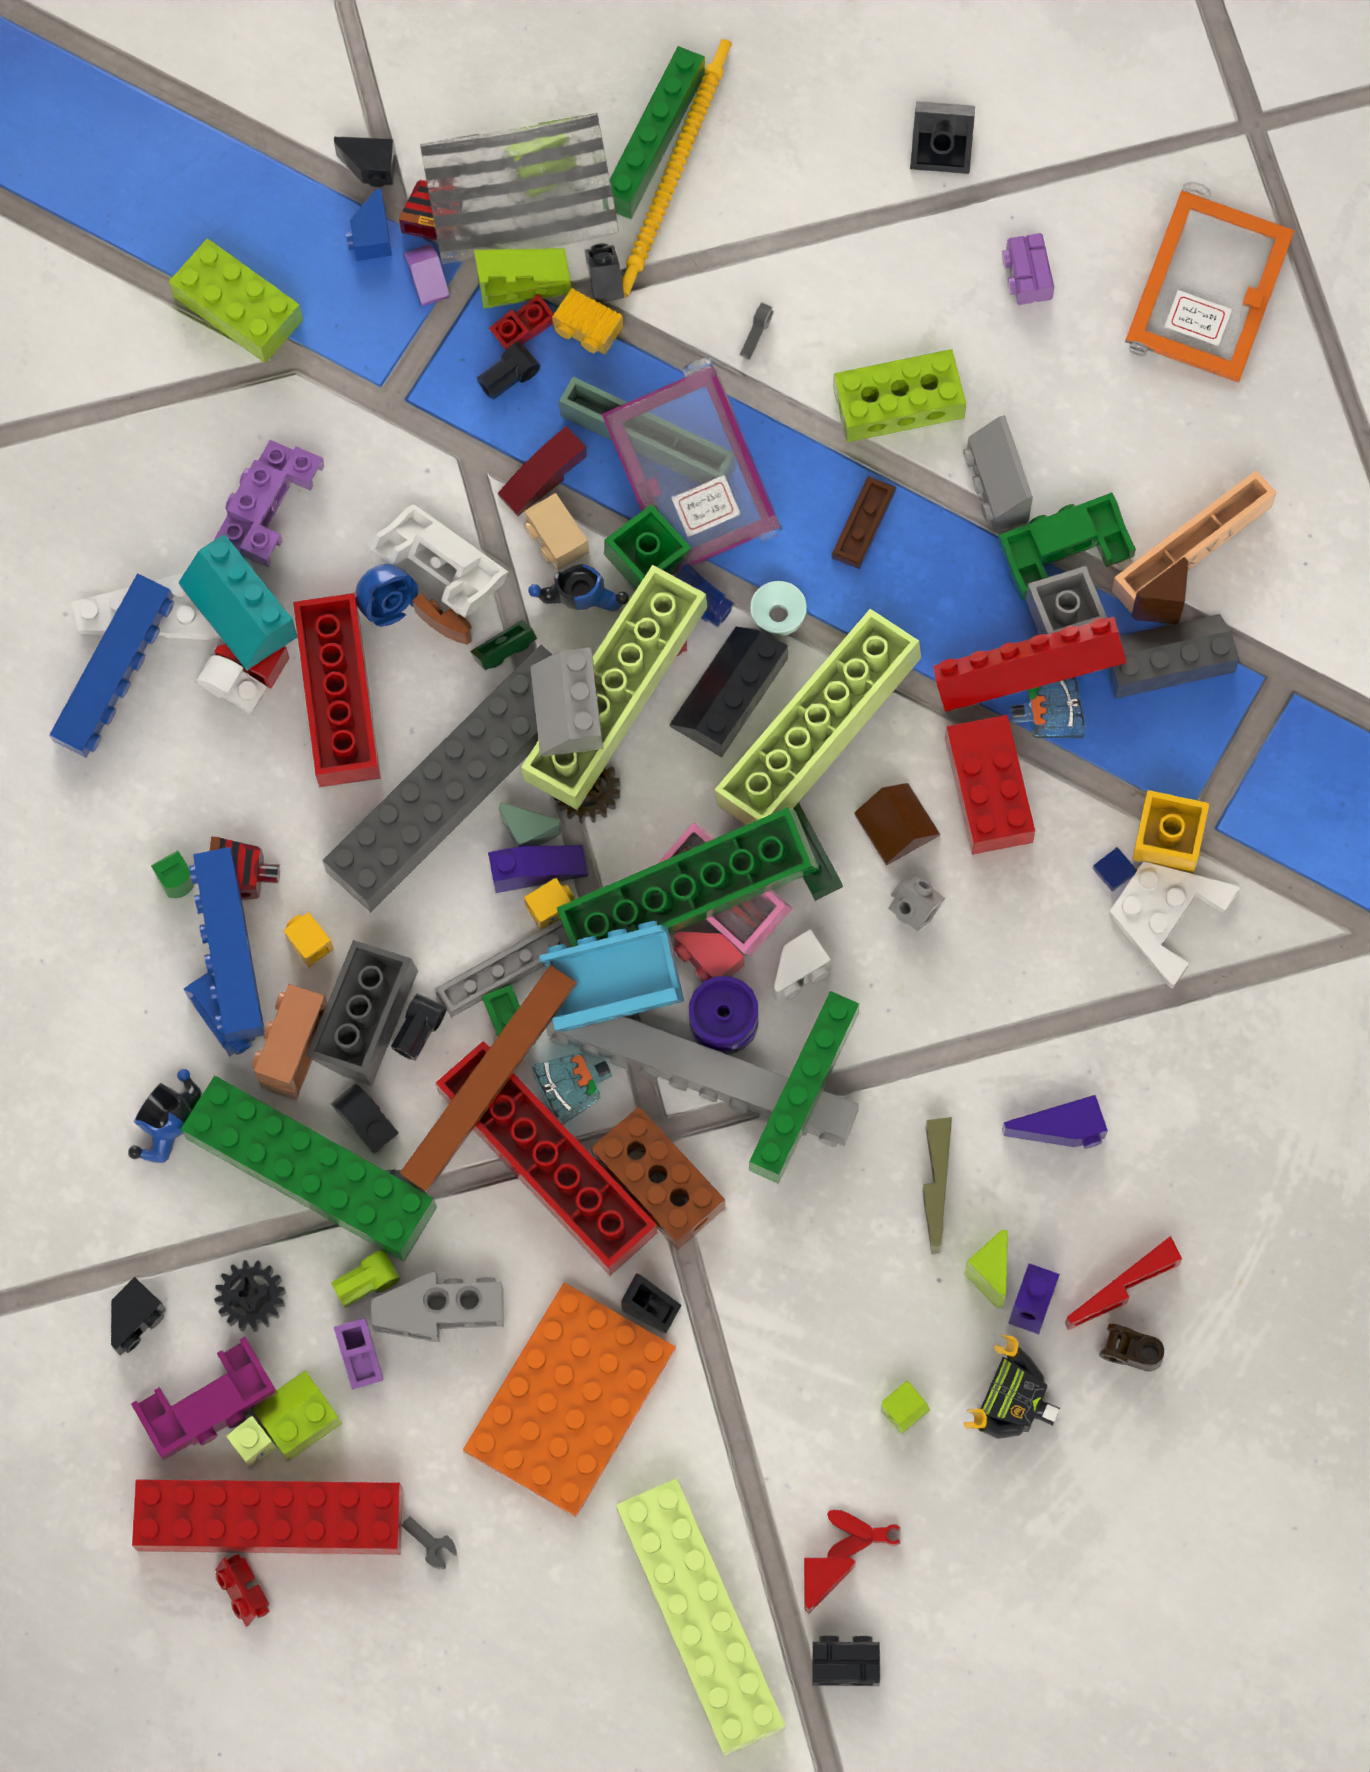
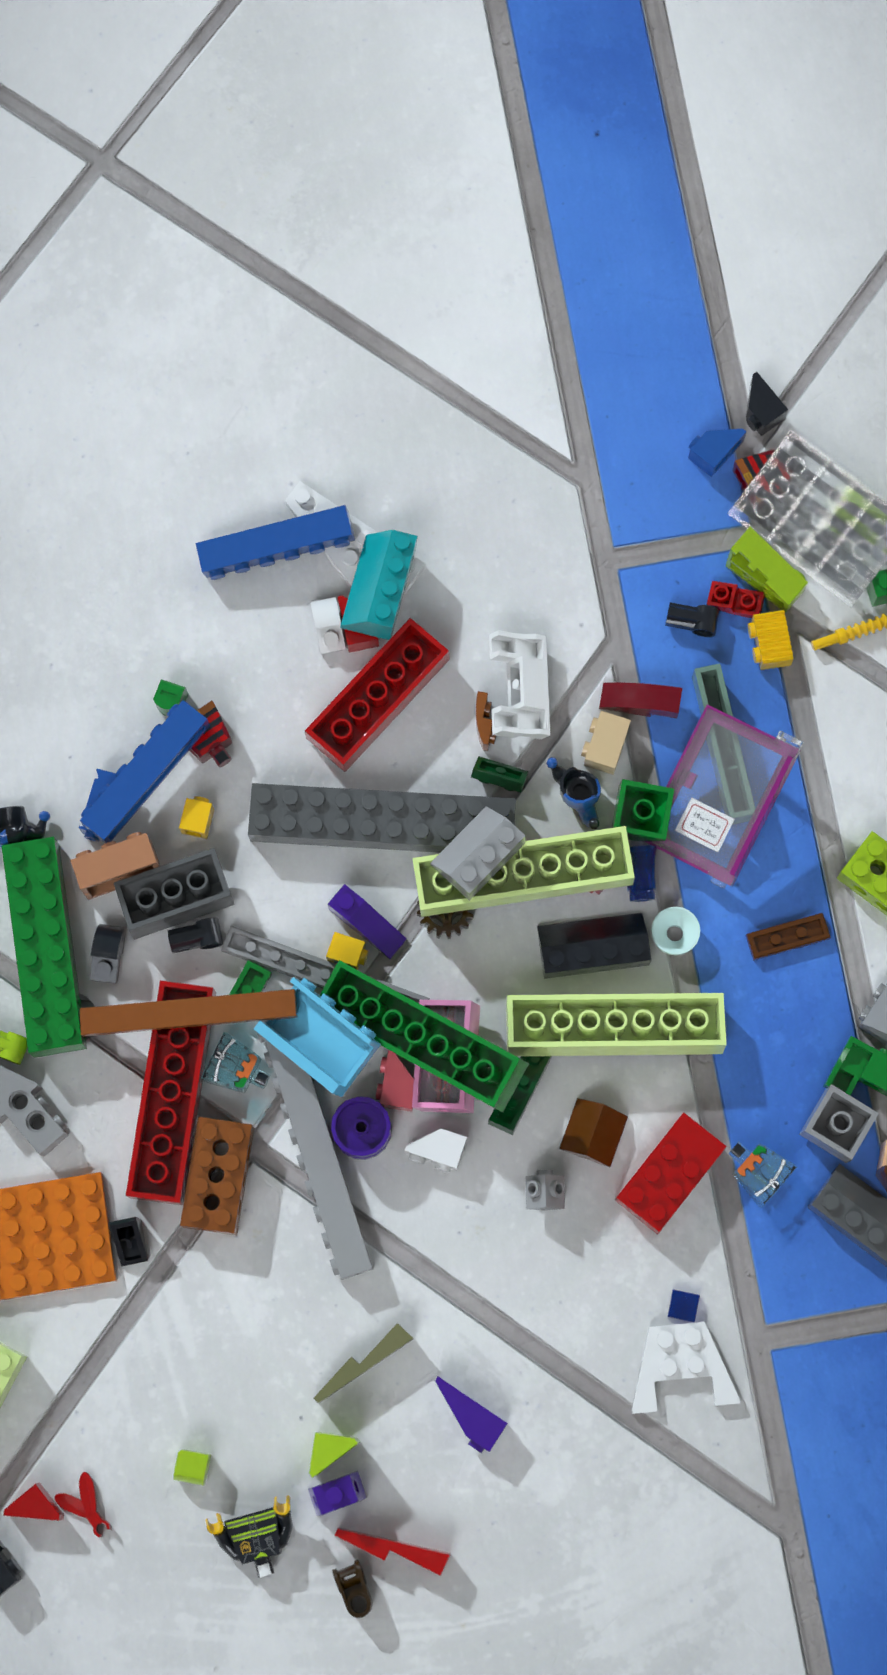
camera: 50 degrees right, 5 degrees up
(236, 300) = (590, 407): lime brick -> none
(261, 494) = (468, 536): medium lavender bracket -> none
(385, 593) = (468, 670): blue cylinder -> none
(427, 274) = (715, 509): medium lavender slope -> none
(528, 827) = (386, 894): sand green slope -> none
(604, 272) = (815, 621): black slope -> none
(760, 322) = (871, 751): dark grey bar -> none
(804, 1087) = (349, 1224): green brick -> none
(1029, 663) = (775, 1132): red brick -> none
(1170, 831) = (738, 1324): yellow brick -> none

